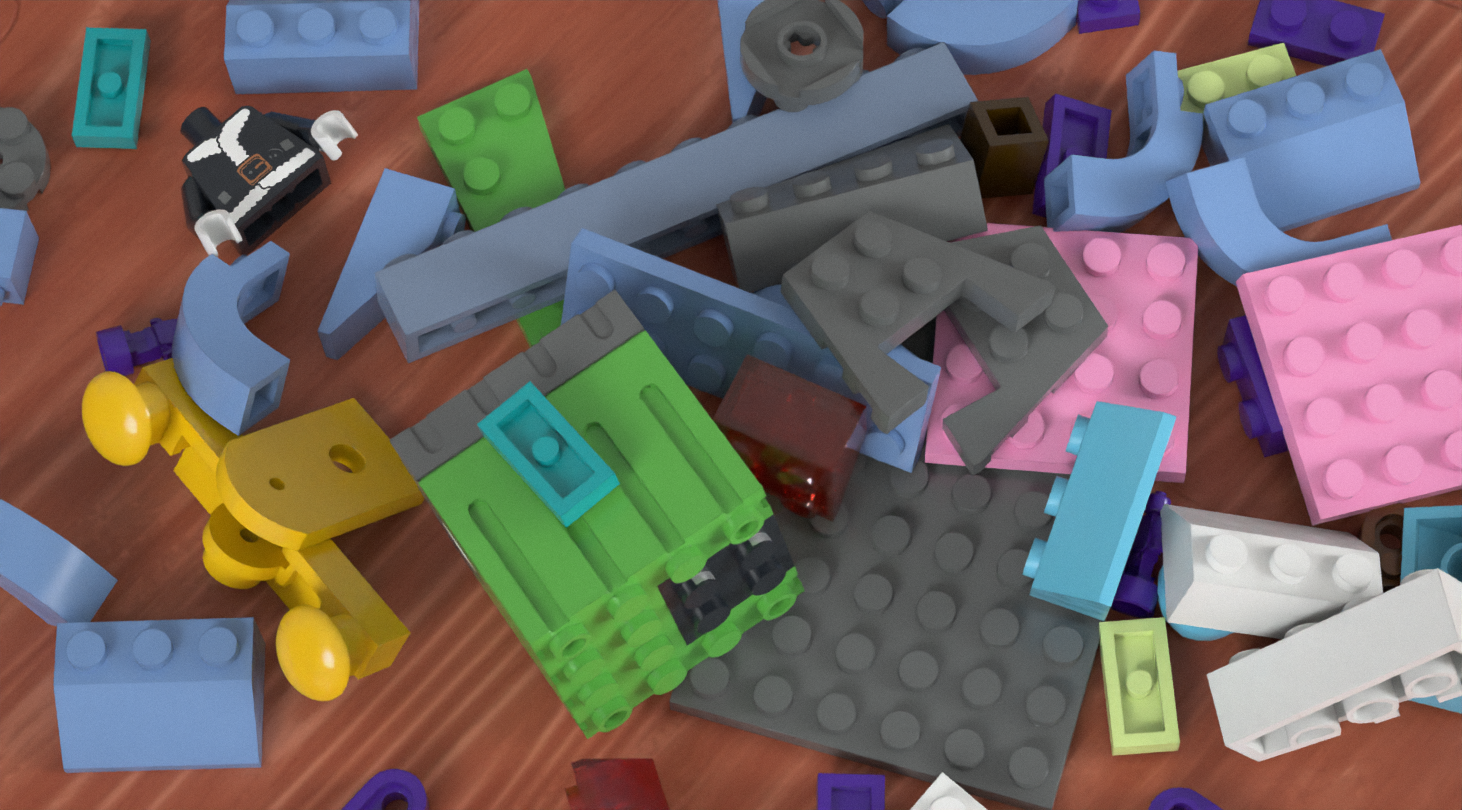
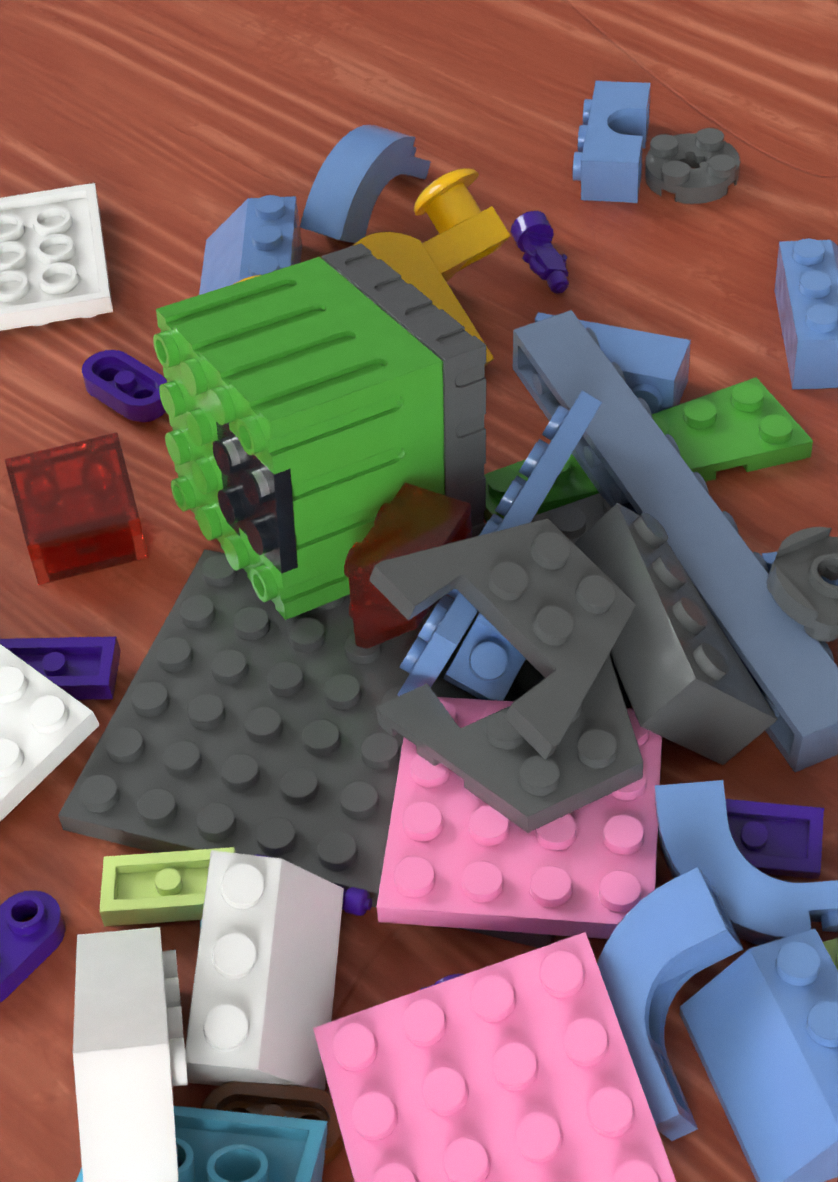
camera: 90 degrees right, 20 degrees down
(111, 88) = (763, 214): teal plate -> none
(212, 350) = (530, 242): medium blue arch -> none
(254, 172) = (681, 284): torso -> none
(548, 454) = (317, 297): teal plate -> none
(1005, 145) = (756, 758): dark brown brick -> none
(1098, 507) = (318, 810): medium azure slope -> none

